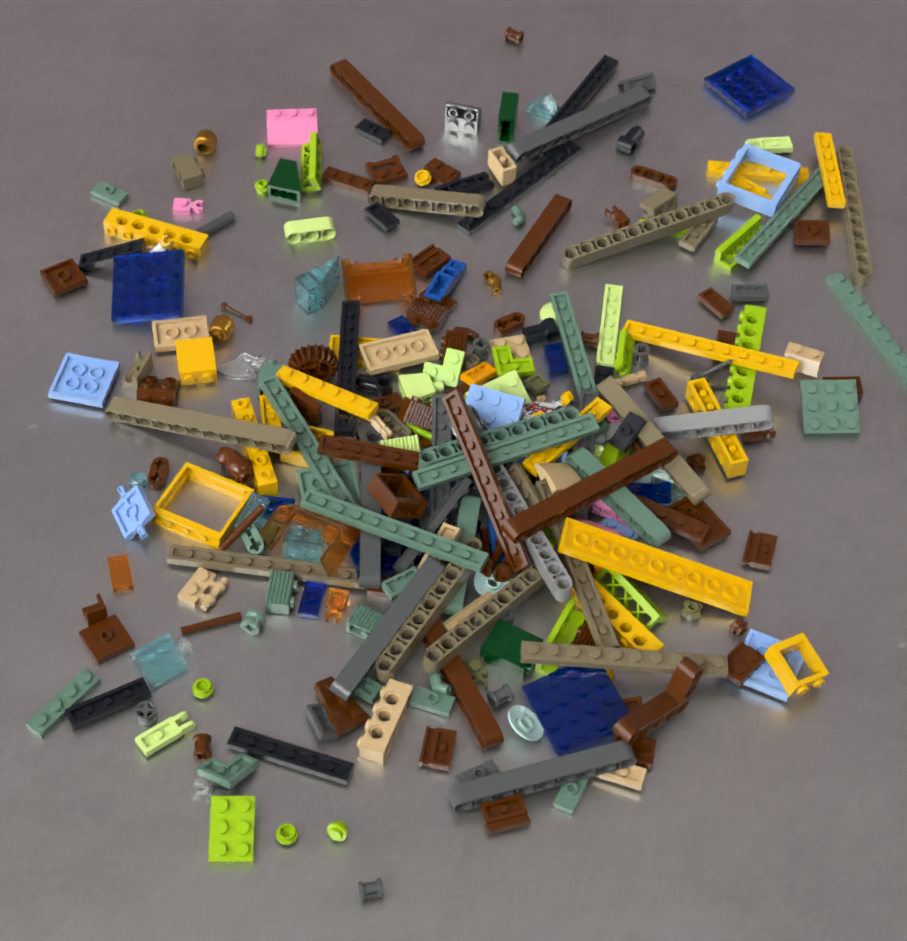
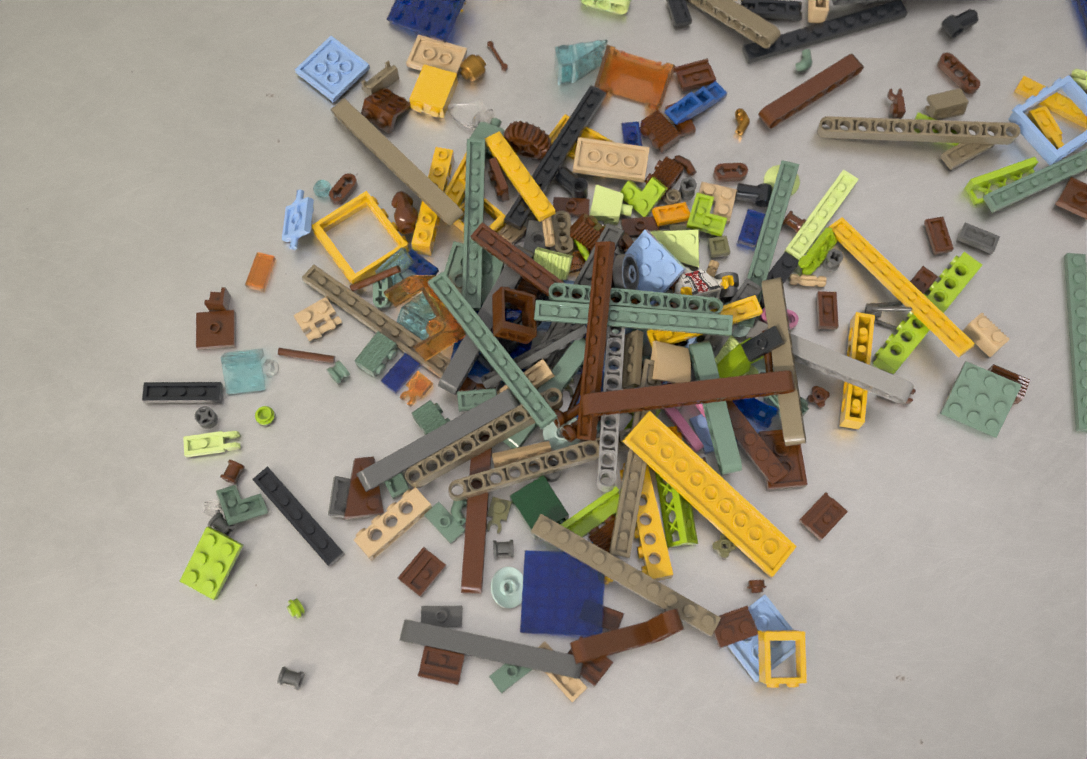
camera: 30 degrees right, 20 degrees up
(68, 696) = (150, 372): sand green plate -> none
(286, 834) = (254, 588): lime plate -> none

